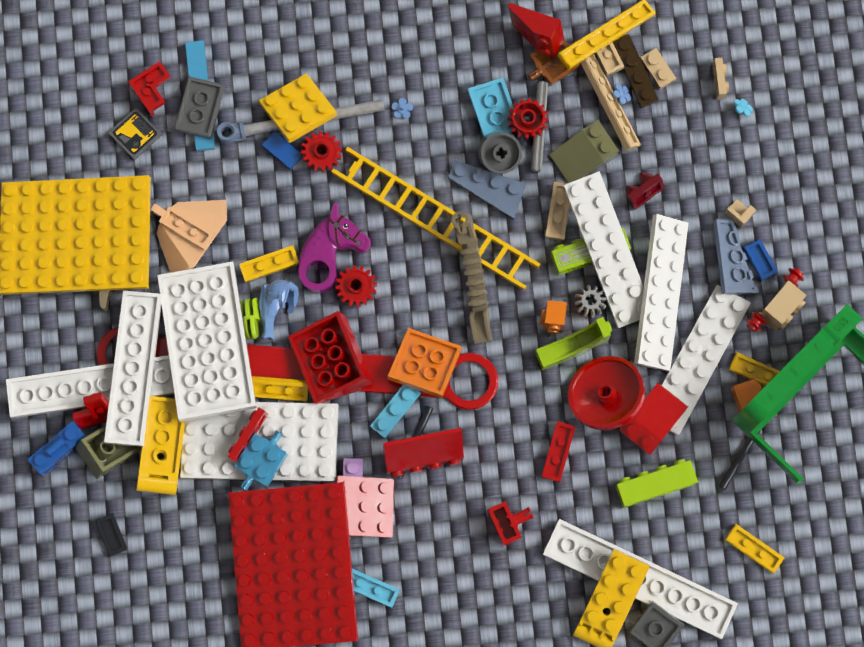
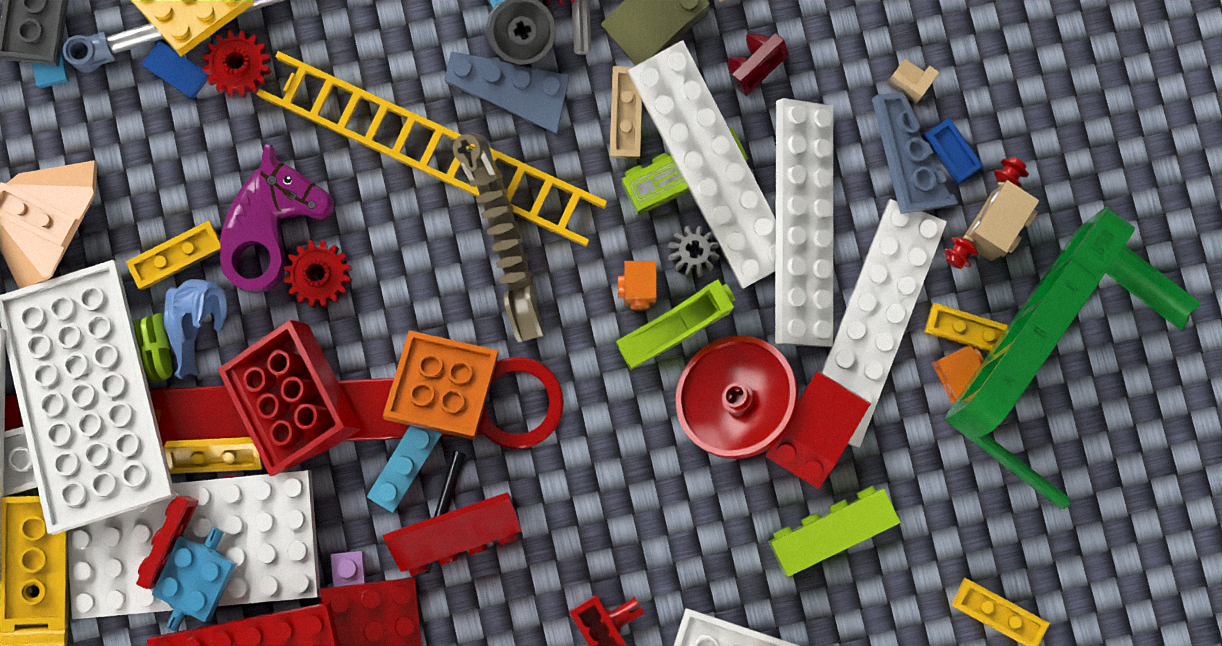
camera: 10 degrees left, 5 degrees up
(558, 452) = (671, 499): red plate -> none
(736, 463) = (954, 482): black bar -> none

